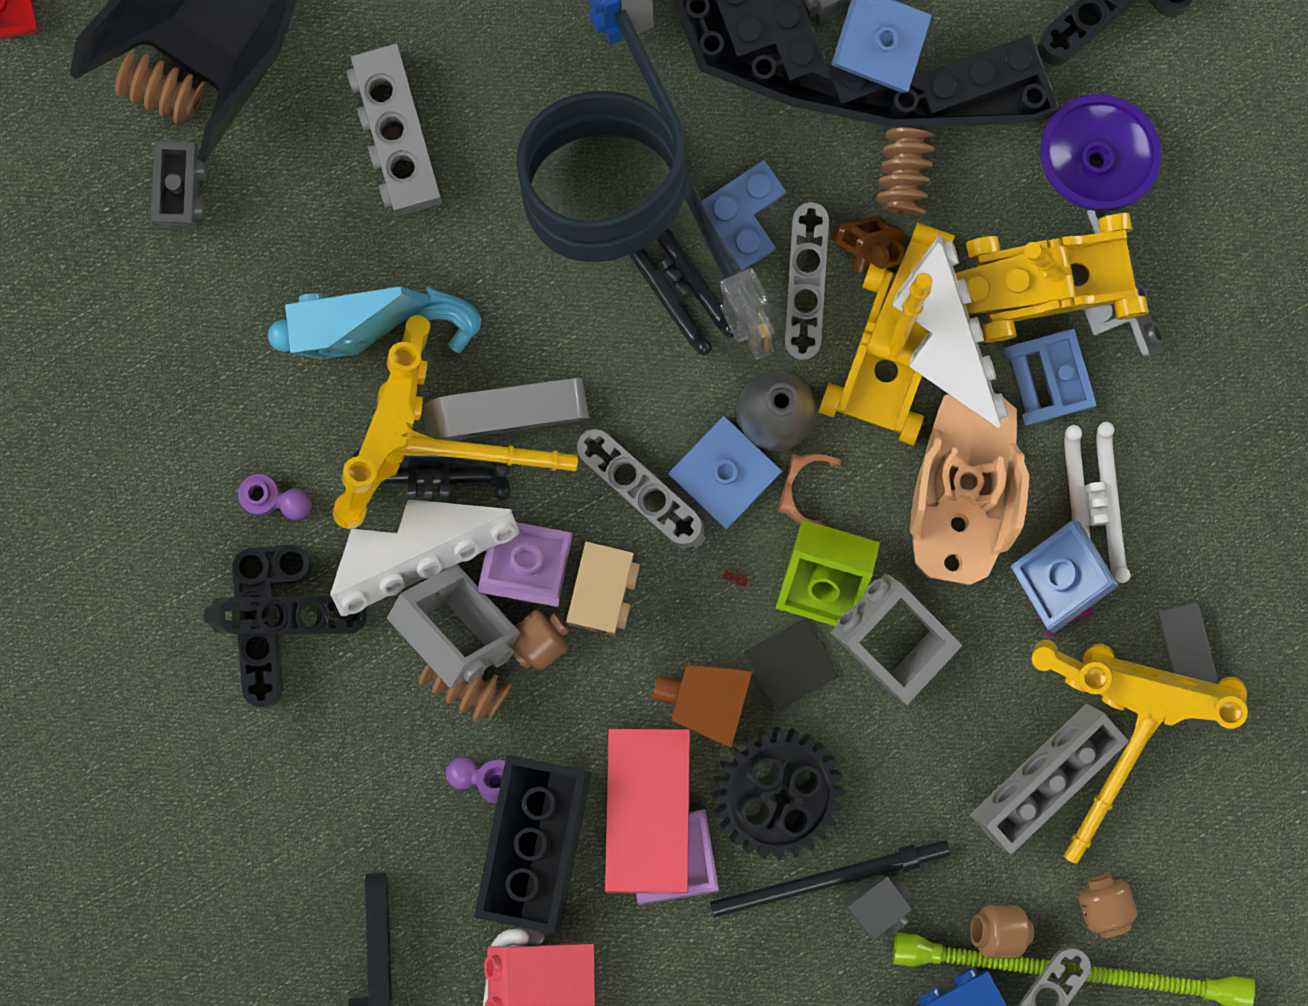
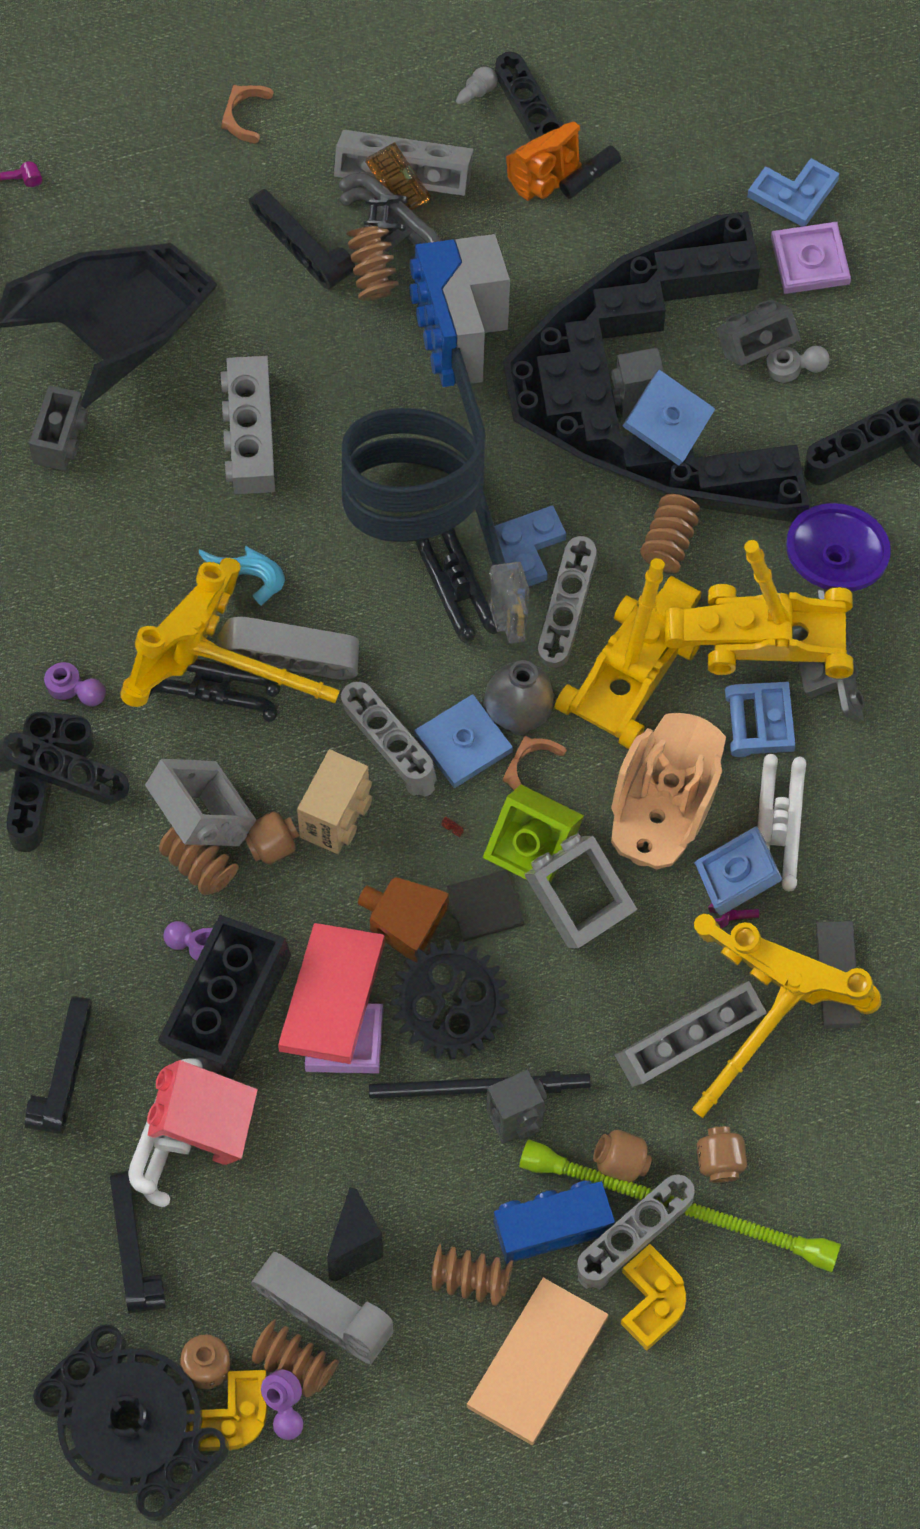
camera: 15 degrees right, 20 degrees down
(158, 89) = (61, 356): medium nougat piece -> none
(344, 323) = (171, 550): medium azure slope -> none
(426, 543) = (193, 734): white slope -> none
(528, 565) = (274, 772): lavender plate -> none
(871, 242) = (624, 576): reddish brown piece -> none
(950, 349) = (676, 659): white slope -> none

